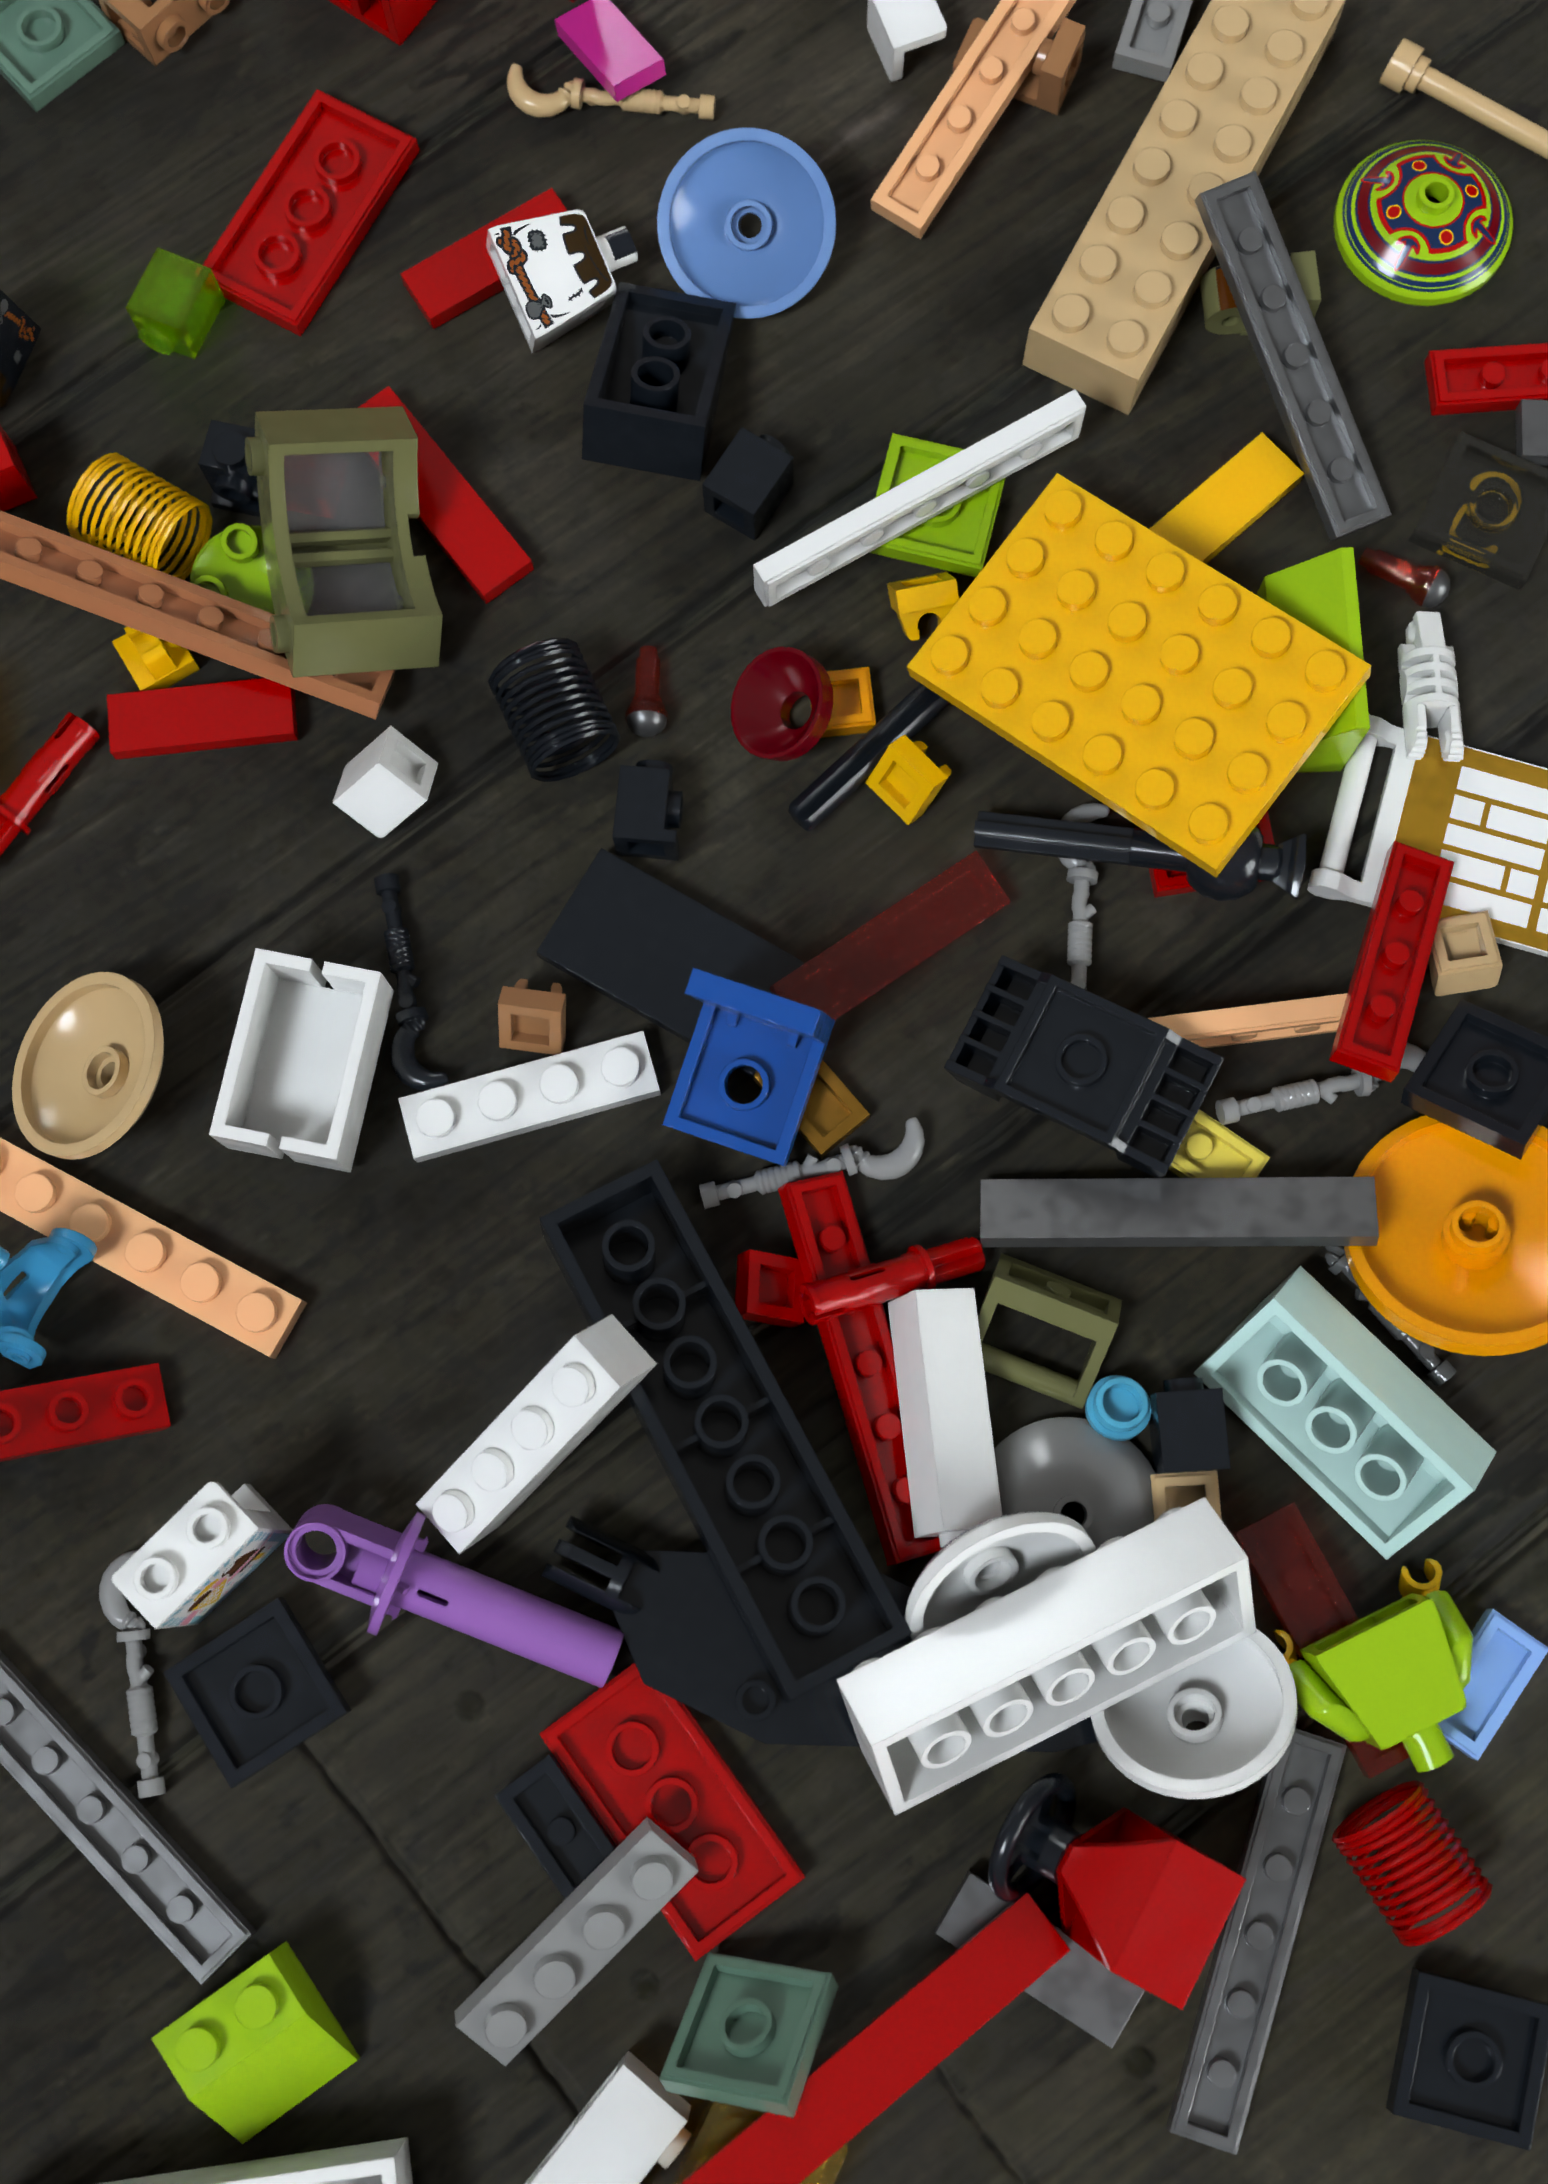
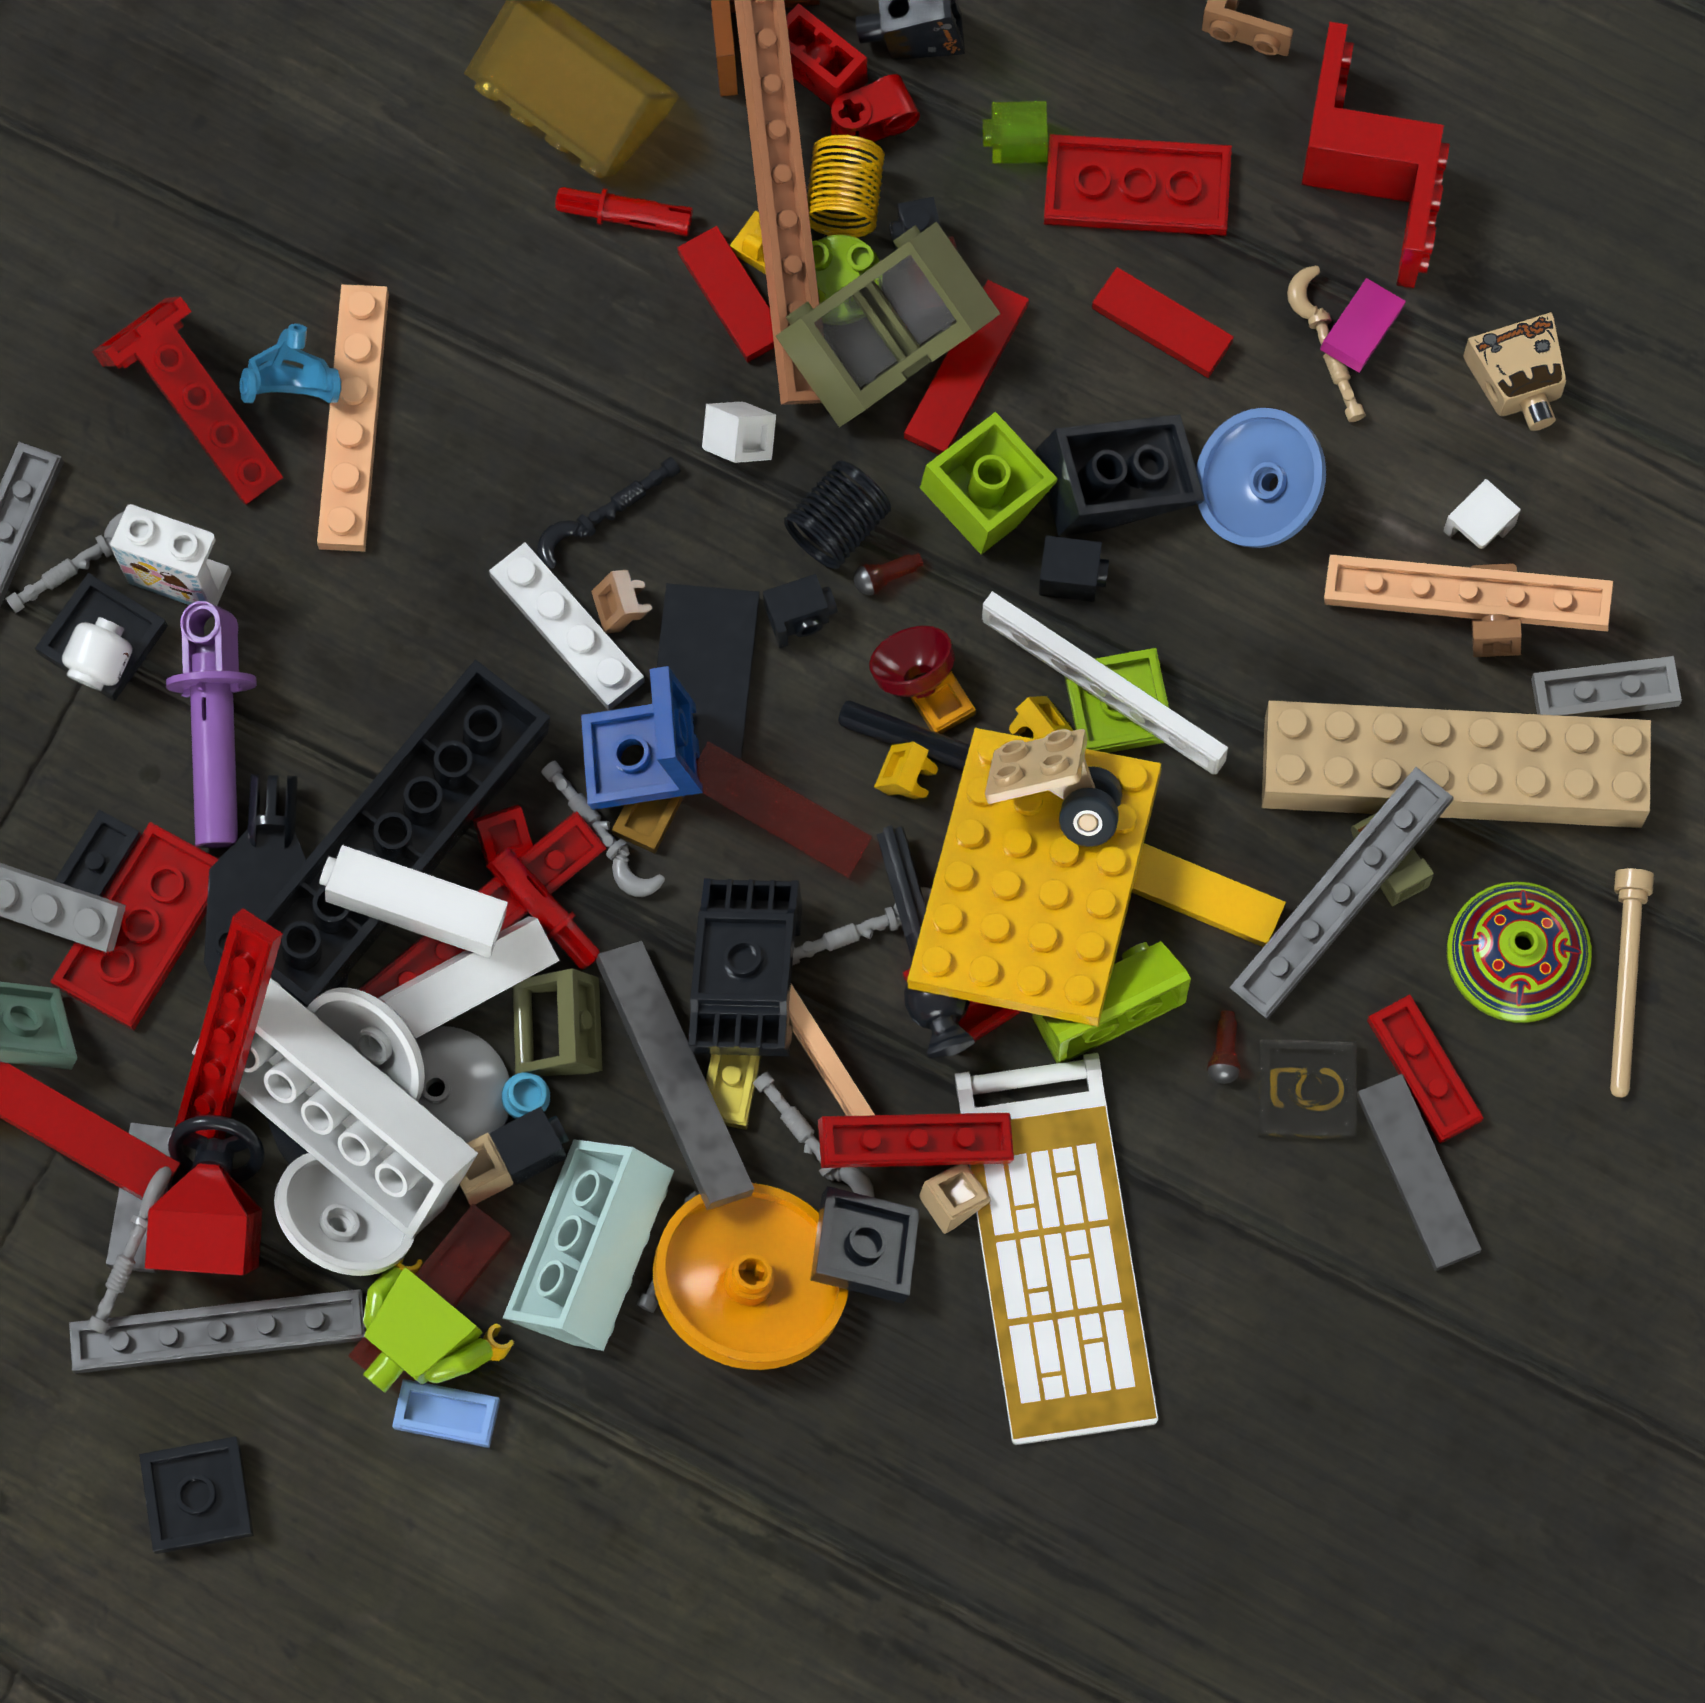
camera: 65 degrees right, 5 degrees down
(58, 449) = (875, 110): none -> red piece
(88, 1065) = (453, 337): tan dish -> none
(286, 1709) = (97, 654): none -> white head
(302, 1060) = (518, 468): white piece -> none
(536, 1432) = (334, 721): white brick -> none
(557, 271) = (1163, 370): white torso -> none
(601, 523) = (987, 482): none -> lime slope
(837, 1433) = (413, 900): none -> white brick
(909, 1748) = (230, 1019): none -> red tile
(1029, 582) = (1059, 765): none -> tan plate
(1133, 2023) = (125, 1262): none -> light grey piece
(1411, 1853) = (324, 1368): red piece -> none
(1429, 689) = (1139, 1094): white hinge -> none

